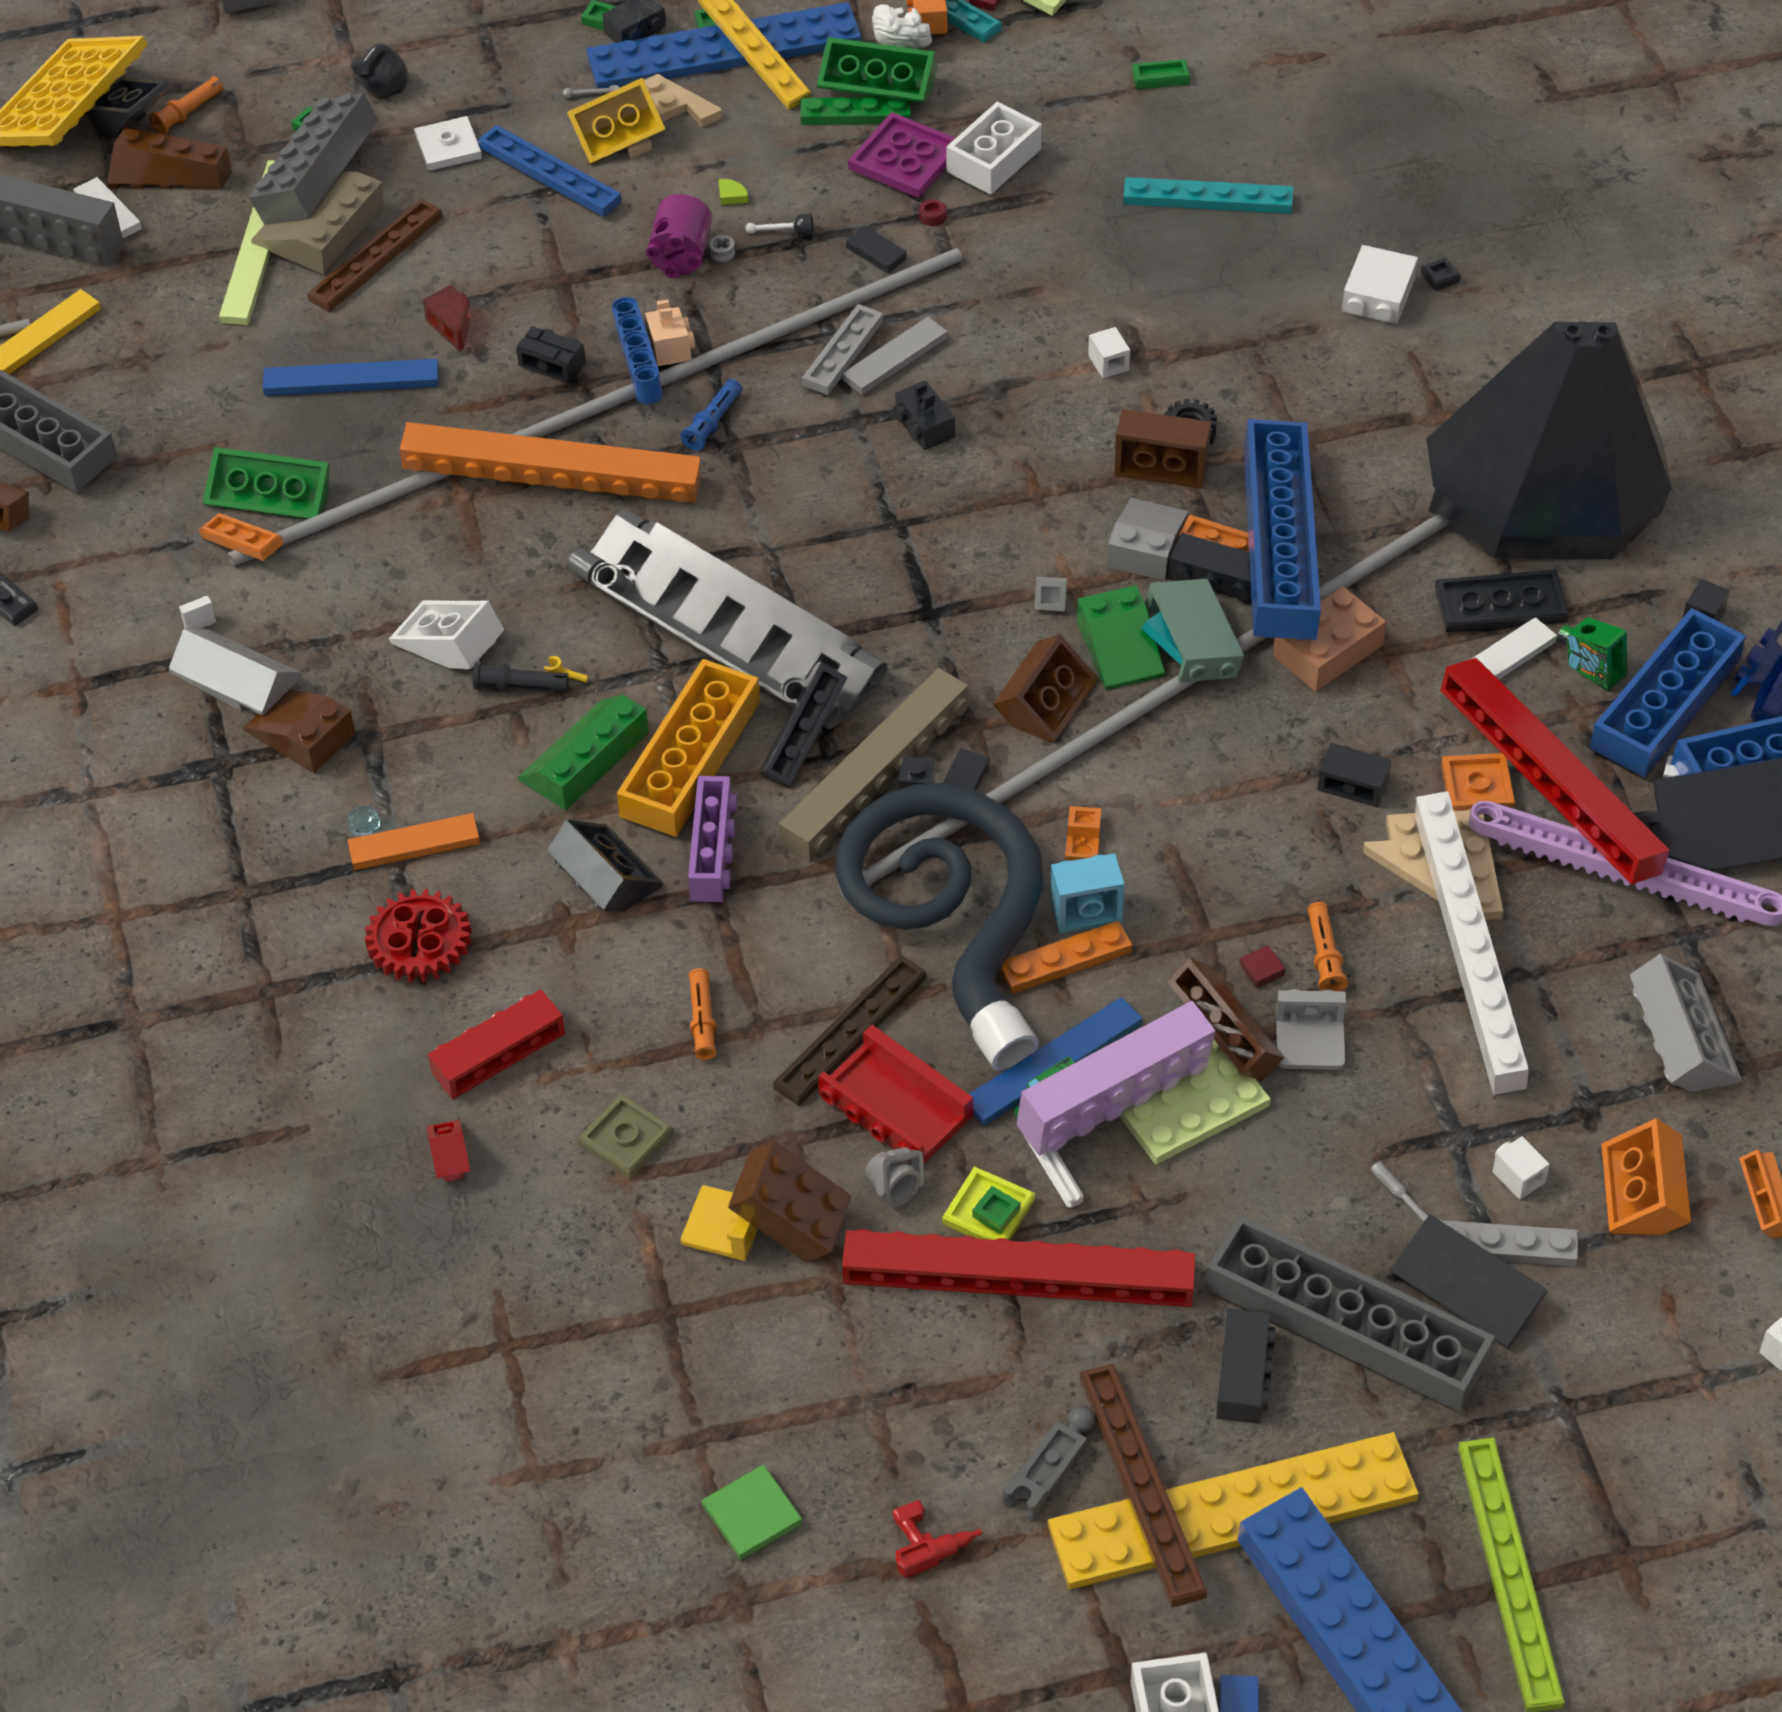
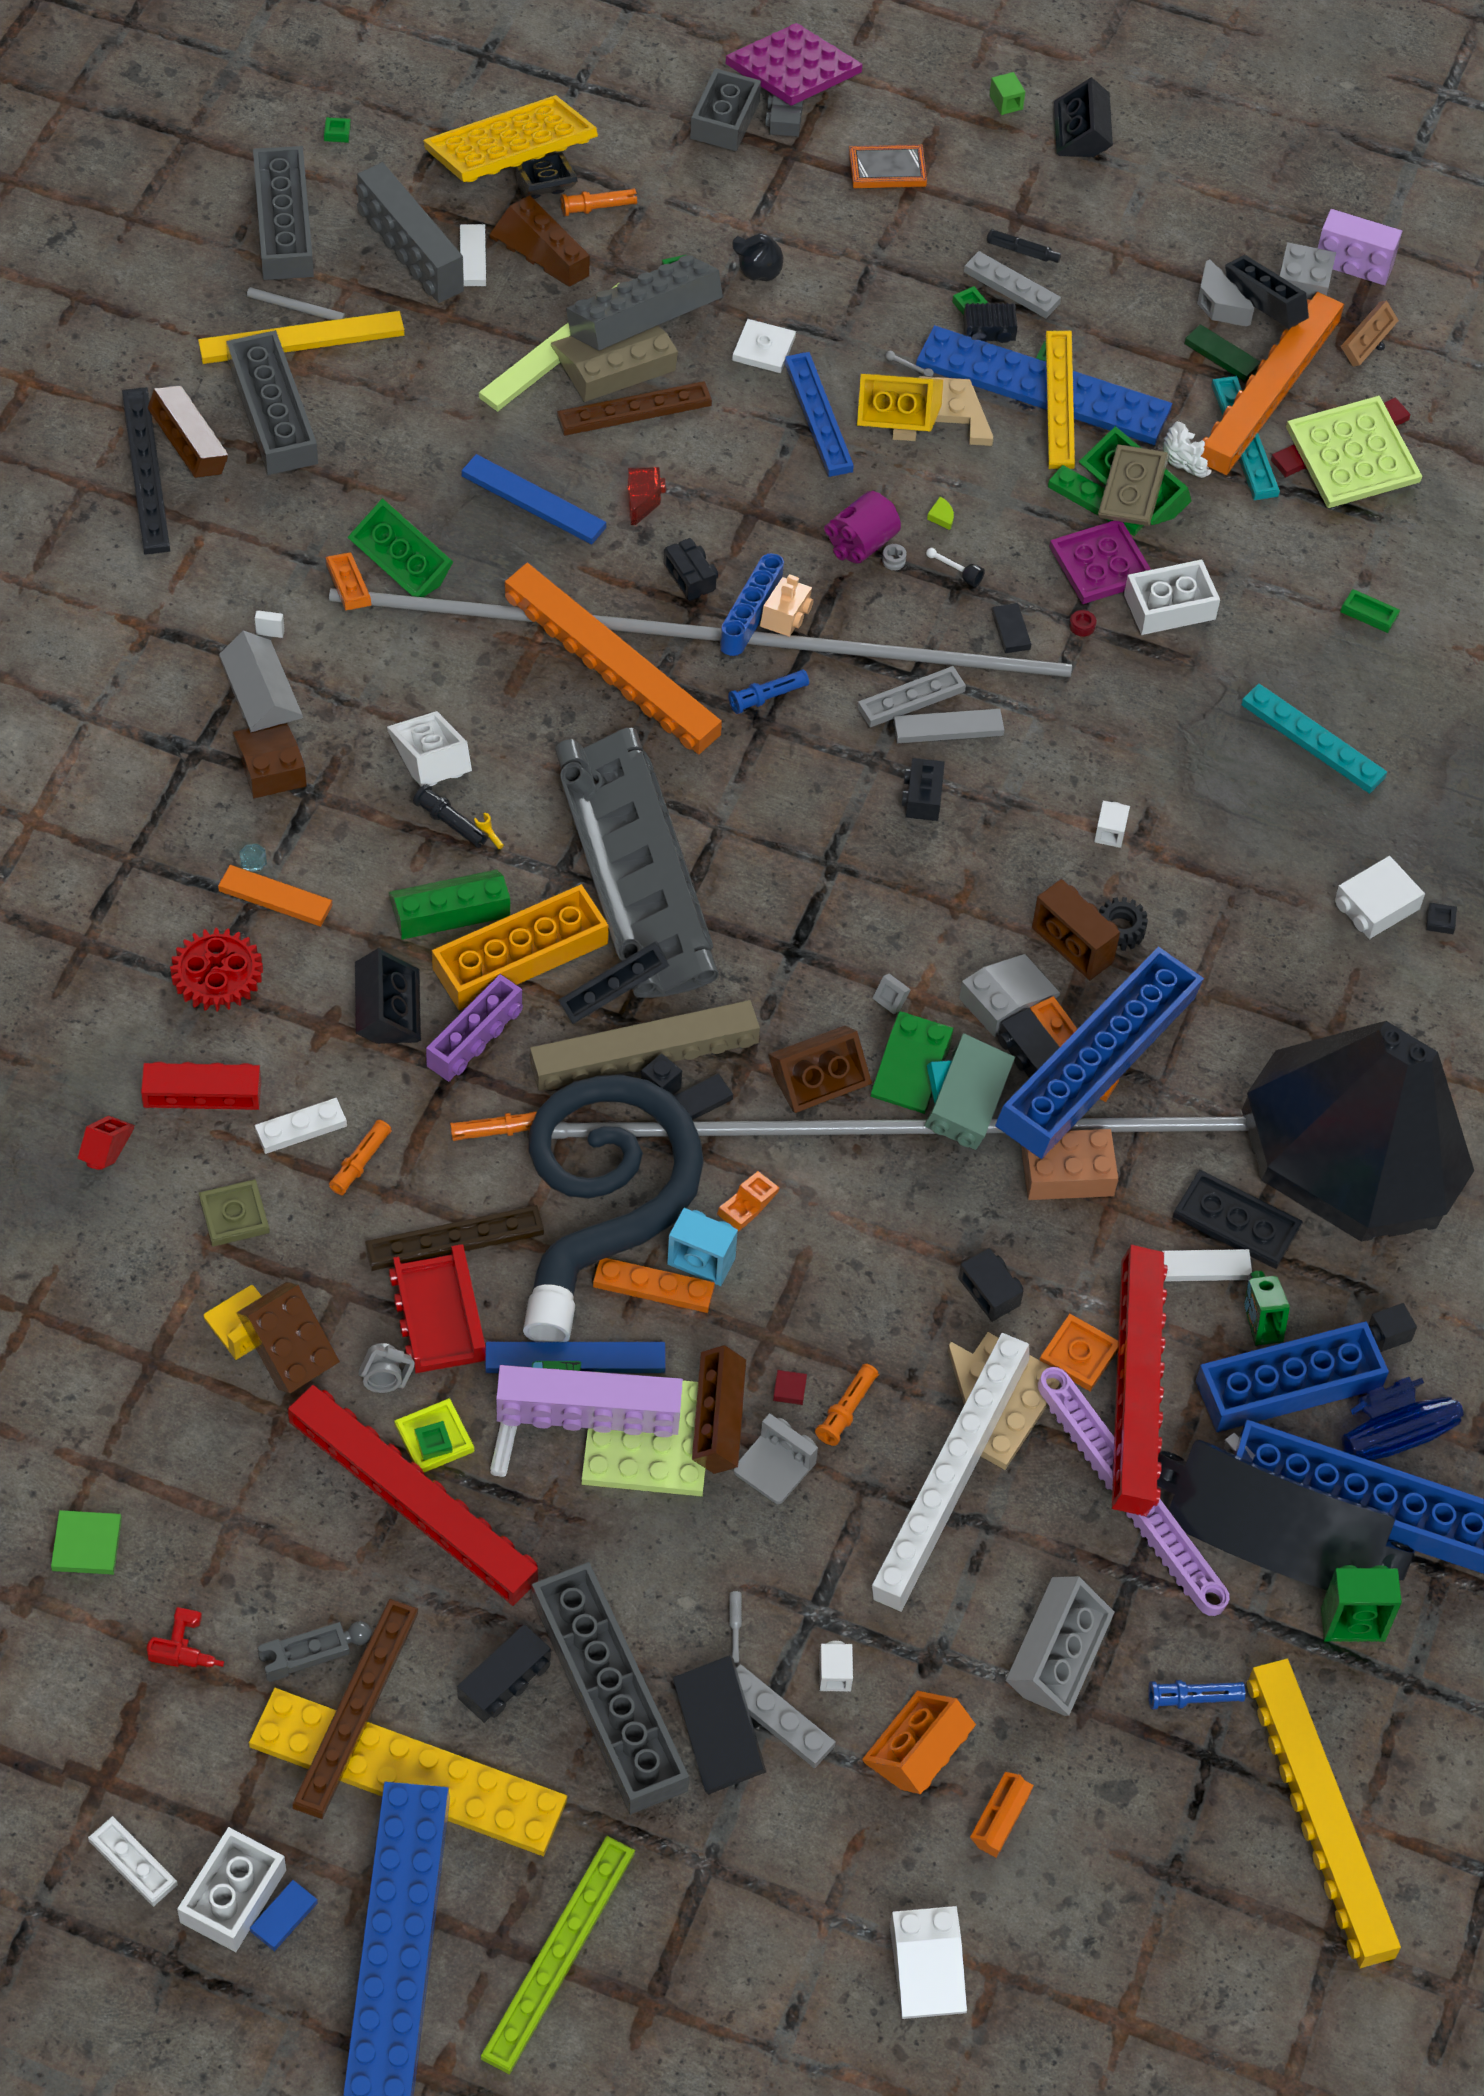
camera: 30 degrees right, 5 degrees up
(619, 1022) = (300, 1125): none -> white plate
(811, 904) = (492, 1126): none -> orange pin
(884, 76) = (1133, 485): none -> dark tan tile

